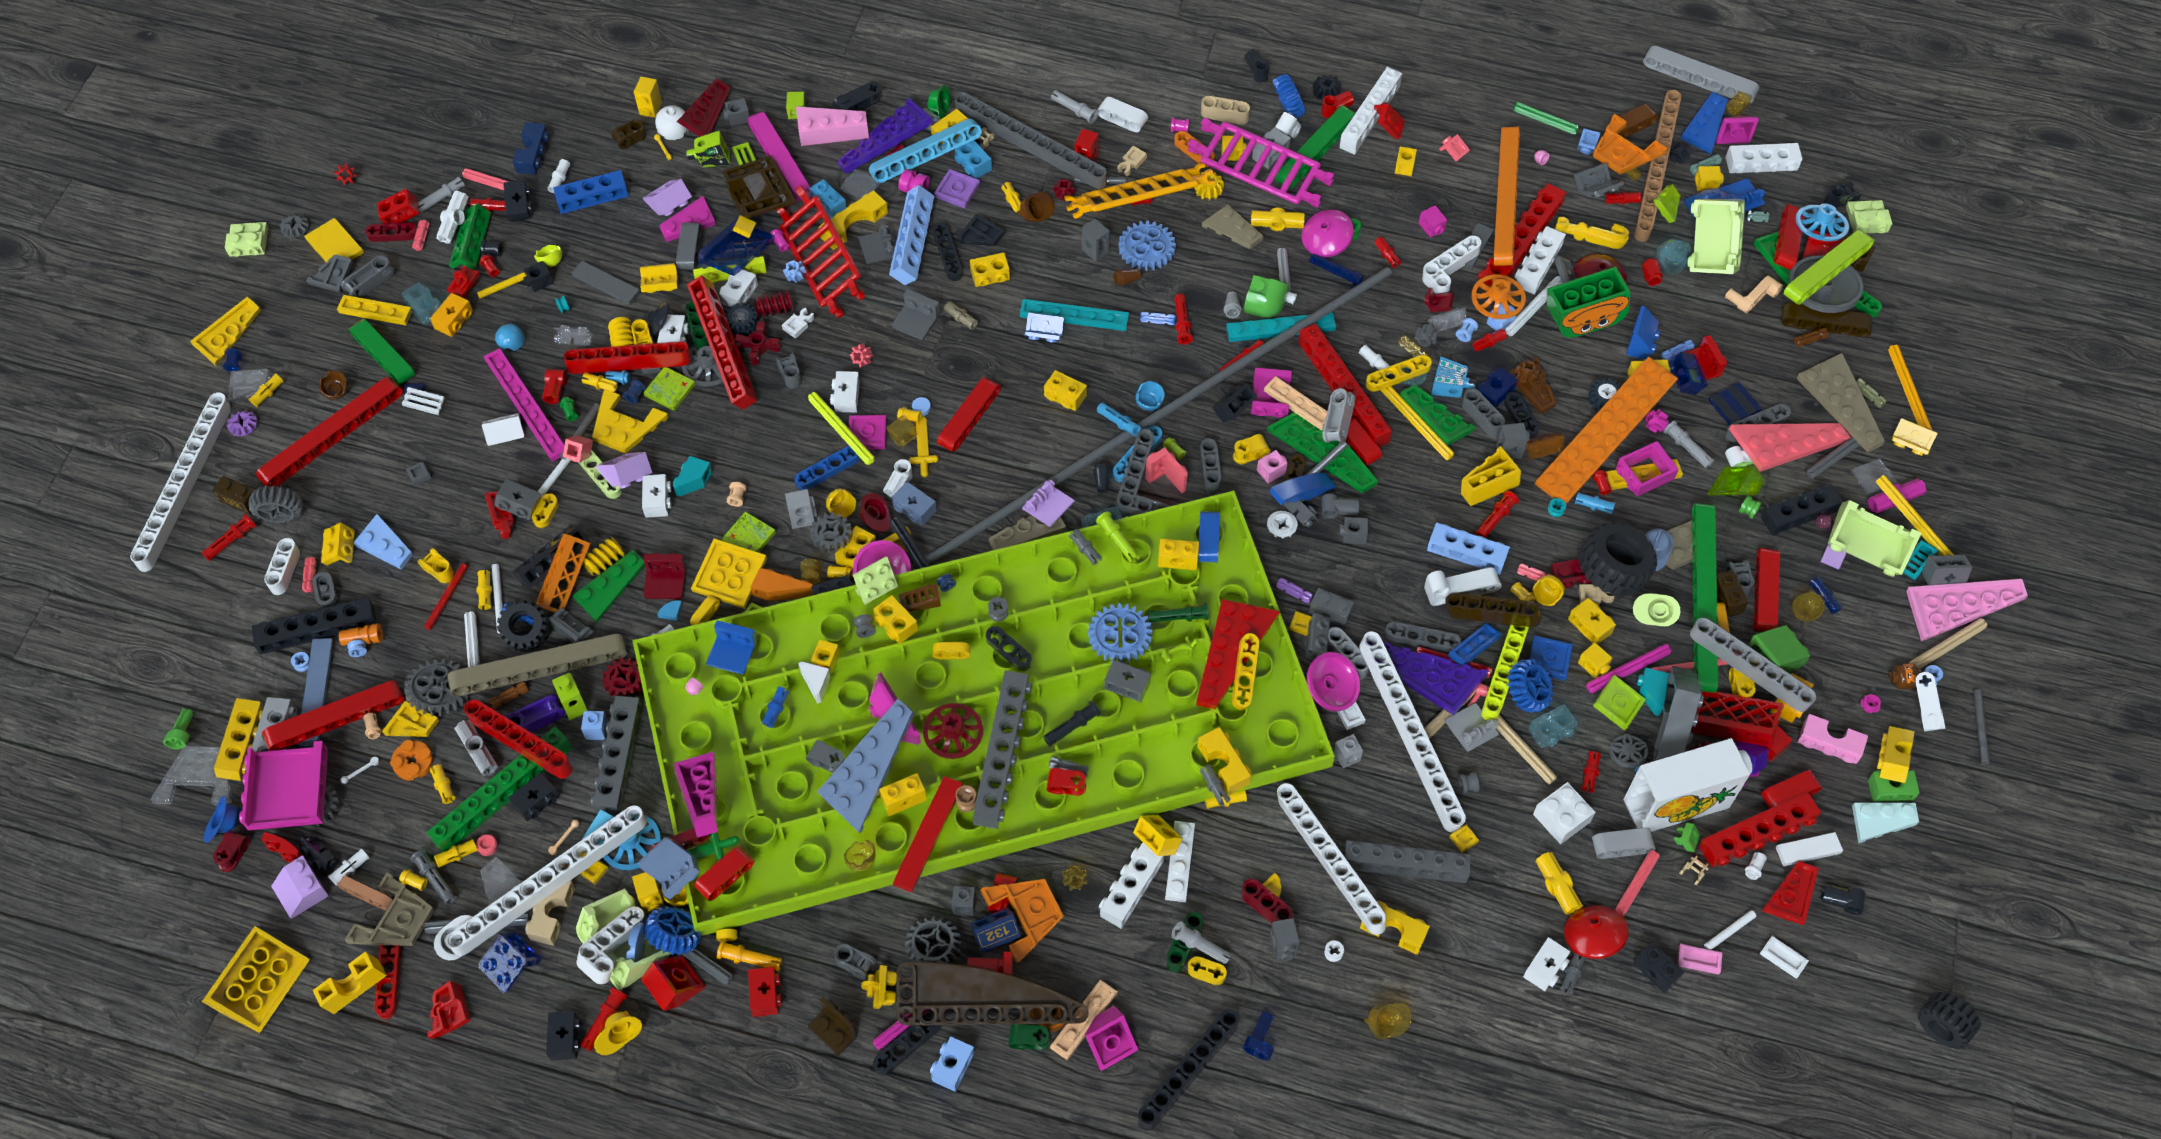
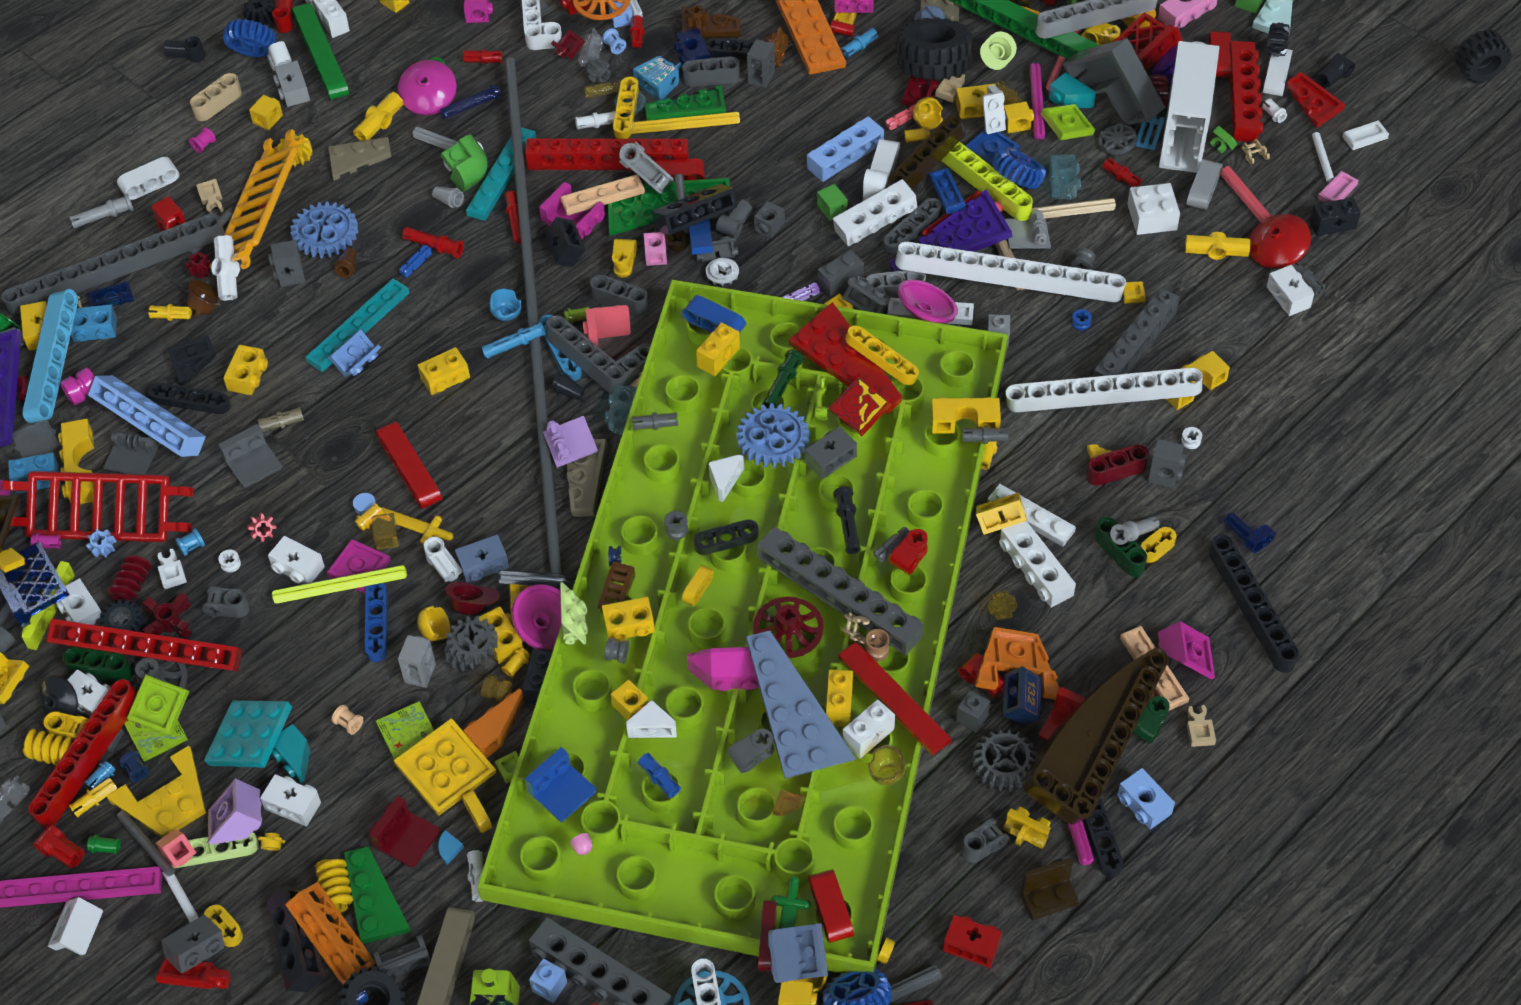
camera: 60 degrees left, 5 degrees down
(615, 684) = (516, 932): dark red gear -> none
(618, 502) = (271, 842): none -> yellow plate
(683, 376) = (158, 705): none -> lime tile
(690, 441) = (248, 733): none -> teal plate
(699, 789) = (727, 884): dark pink wedge -> none
(739, 954) = (915, 947): light orange pin -> none
(797, 803) = (787, 803): none -> clear orange tile
(826, 321) = (189, 542): none -> dark azure bush
(826, 348) = (229, 567): none -> white bush
(886, 827) = (869, 729): none -> white brick
(957, 188) = (116, 355): medium lavender tile -> none
(973, 774) = (854, 634): none -> tan piece
(1005, 155) = (114, 295): none -> clear blue tile
(1041, 1079) = (1200, 730): none -> tan plate
(1061, 619) = (725, 474): none -> white slope
(1063, 205) = (225, 268): none -> white piece
(1113, 531) = (652, 390): lime pin -> none
(1181, 144) = (226, 150): orange beam -> none
(1185, 680) = (860, 406): none -> tile
(1208, 126) = (258, 129): dark pink bar -> none
(1319, 471) = (694, 209): none -> black brick
(1389, 1020) = (1283, 428): clear yellow piece -> none
(1403, 566) = (831, 201): none -> bright green brick
(1403, 816) = (1081, 325): none -> blue bush
(1404, 593) = (875, 213): none -> white brick
(1490, 478) = (786, 95): yellow wedge -> none
(1500, 510) = (818, 101): red pin -> none
(1560, 503) = (844, 66): teal bush -> none
(1580, 636) = (994, 110): none -> white bracket
(1618, 645) = (1010, 96): none -> clear yellow pin
(1836, 830) = (1278, 39): none -> black gear

